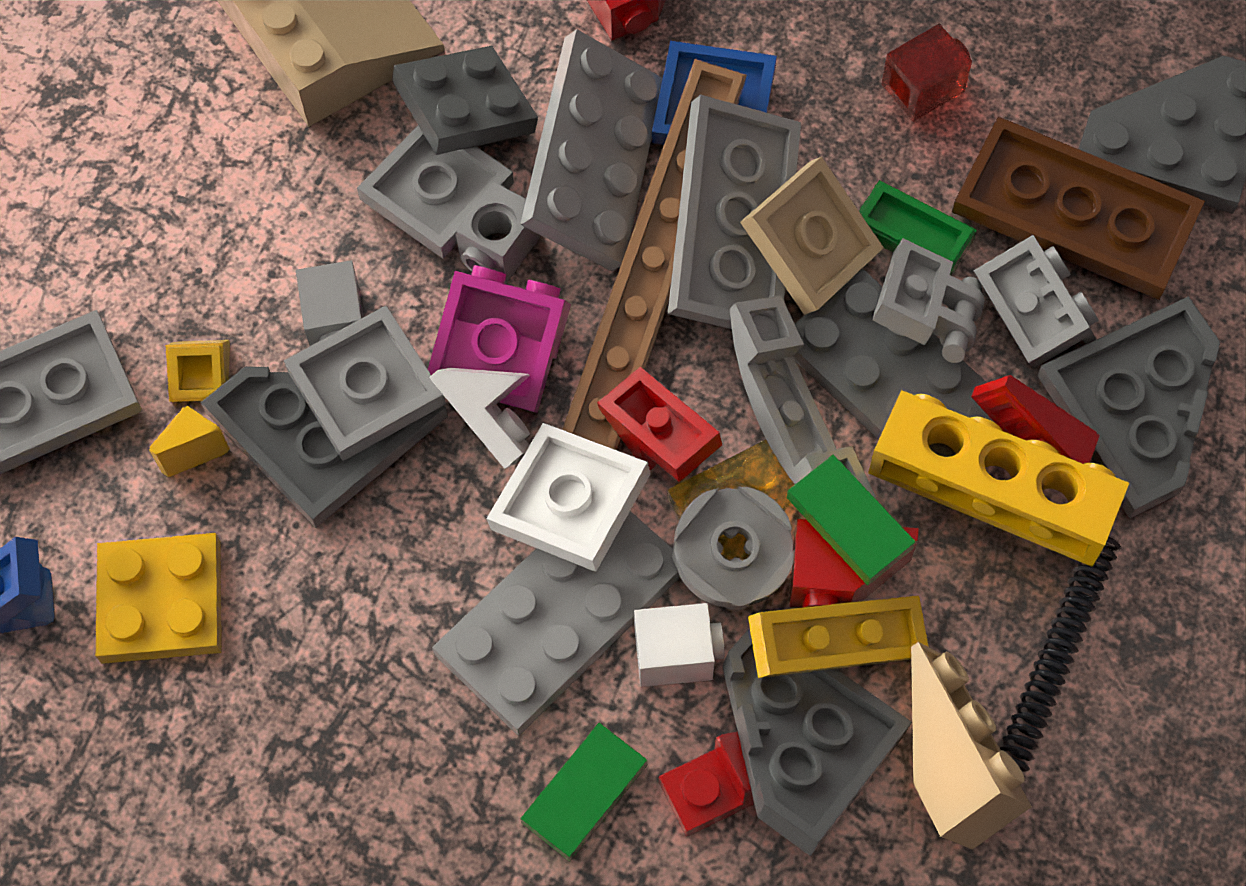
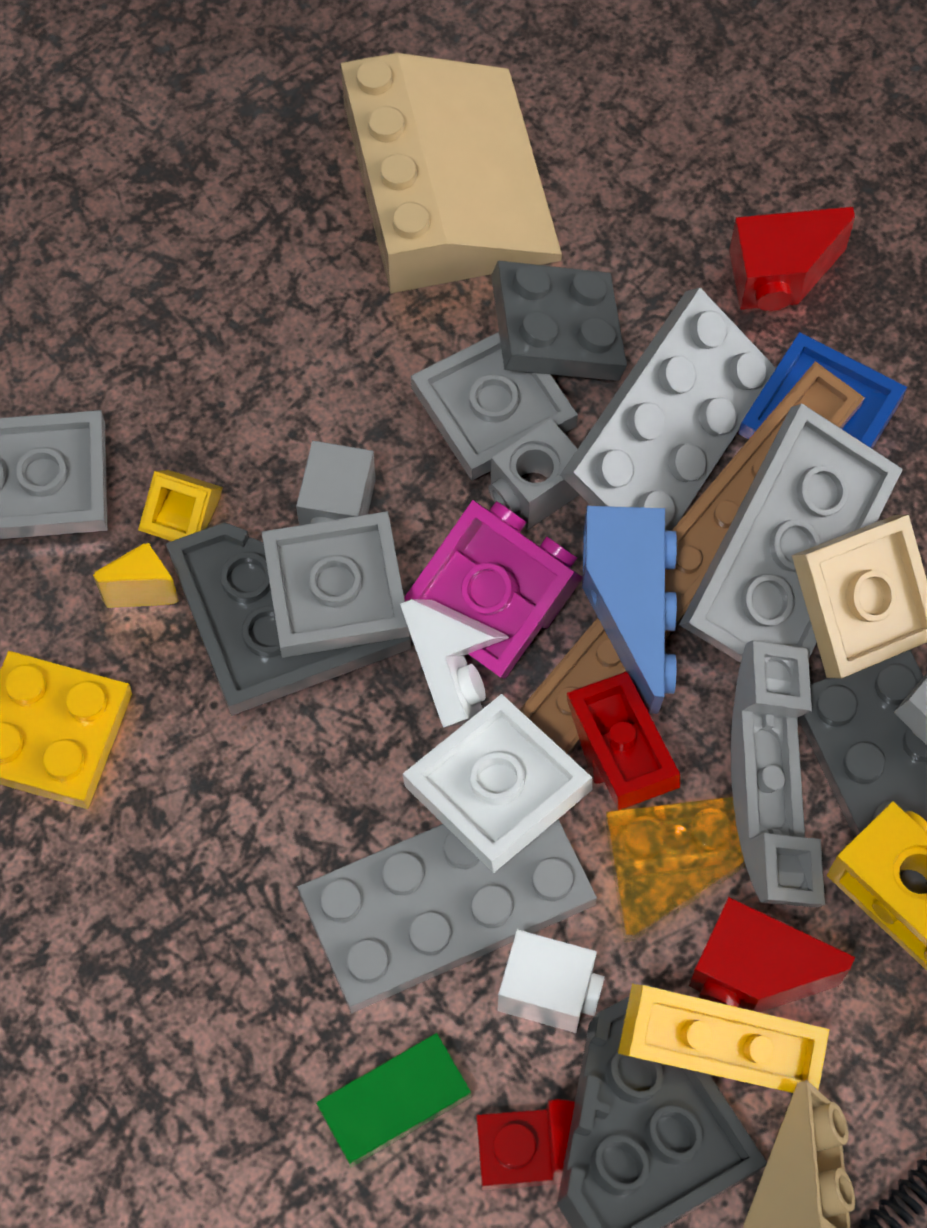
camera: 20 degrees right, 0 degrees up
(612, 296) = (626, 587): none -> medium blue slope
(768, 544) = (659, 863): light grey plate -> none
(850, 519) = (784, 921): green tile -> none

